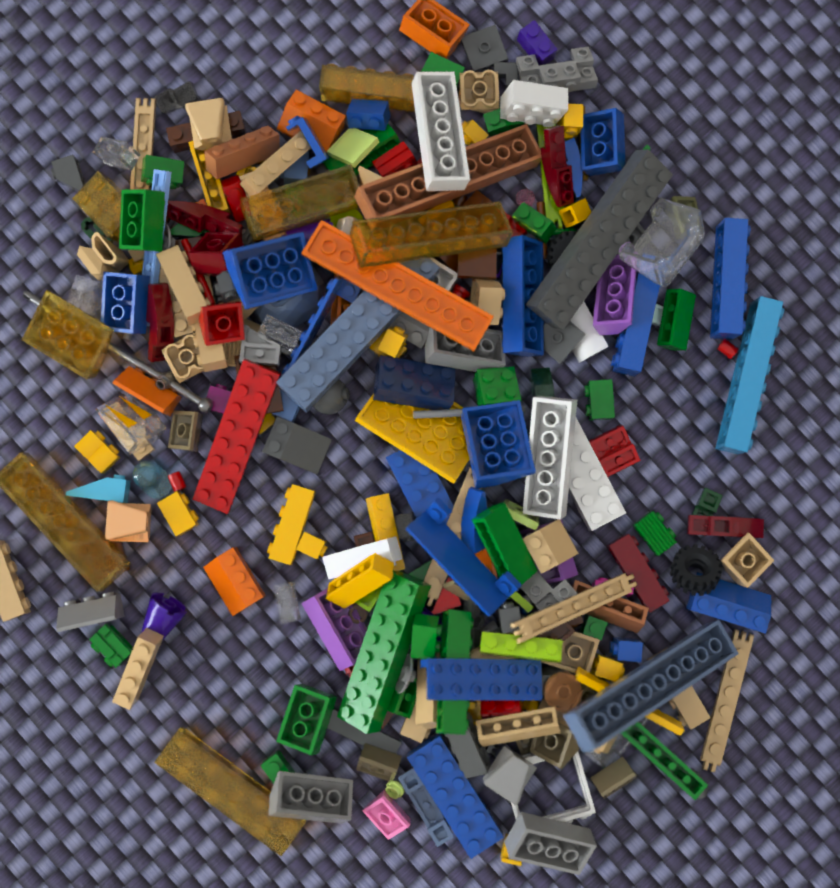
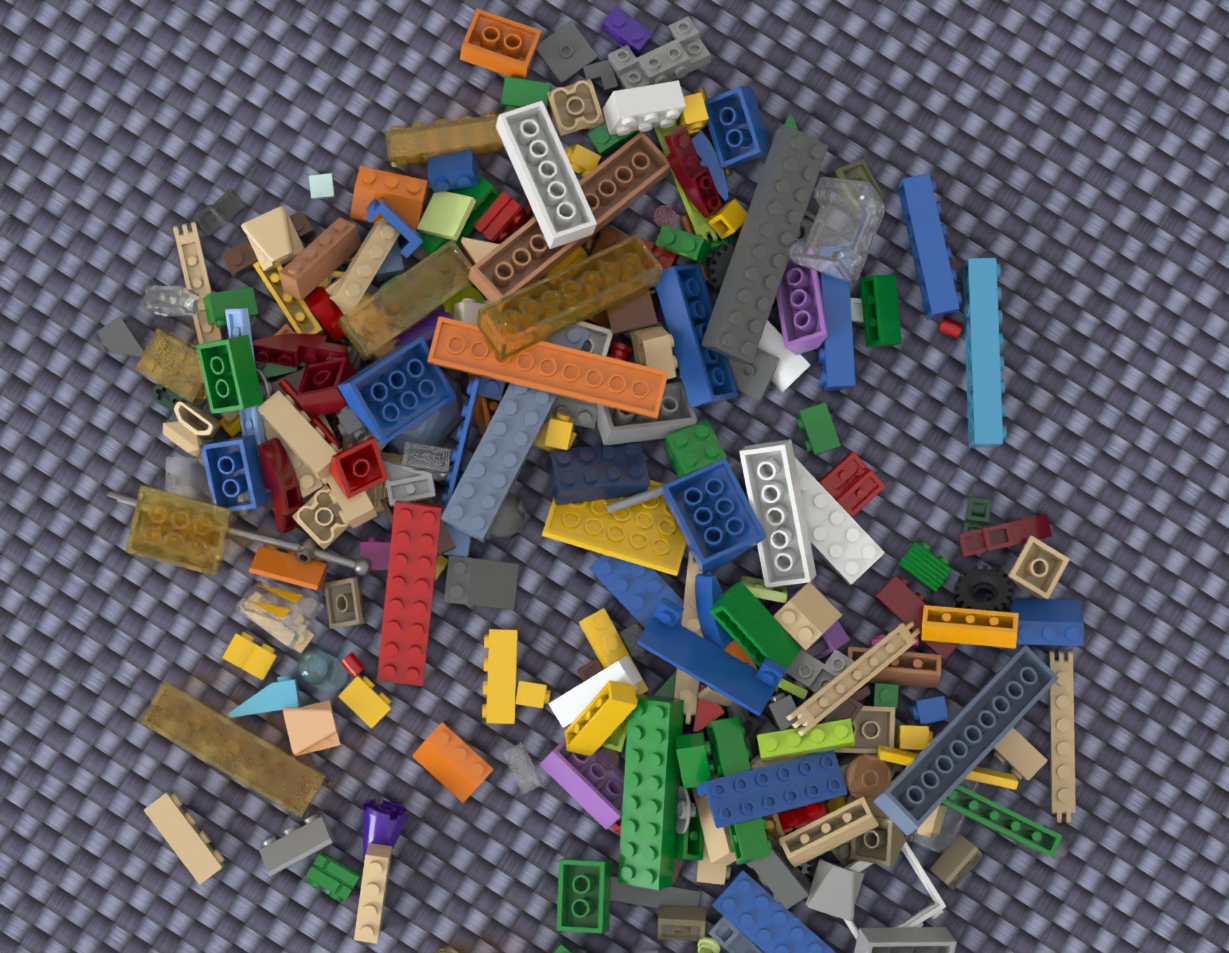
camera: 20 degrees left, 0 degrees up
(262, 99) = (321, 186): none -> light aqua tile
(542, 382) = (745, 428): clear green slope -> none
(680, 592) = (969, 626): none -> light orange brick

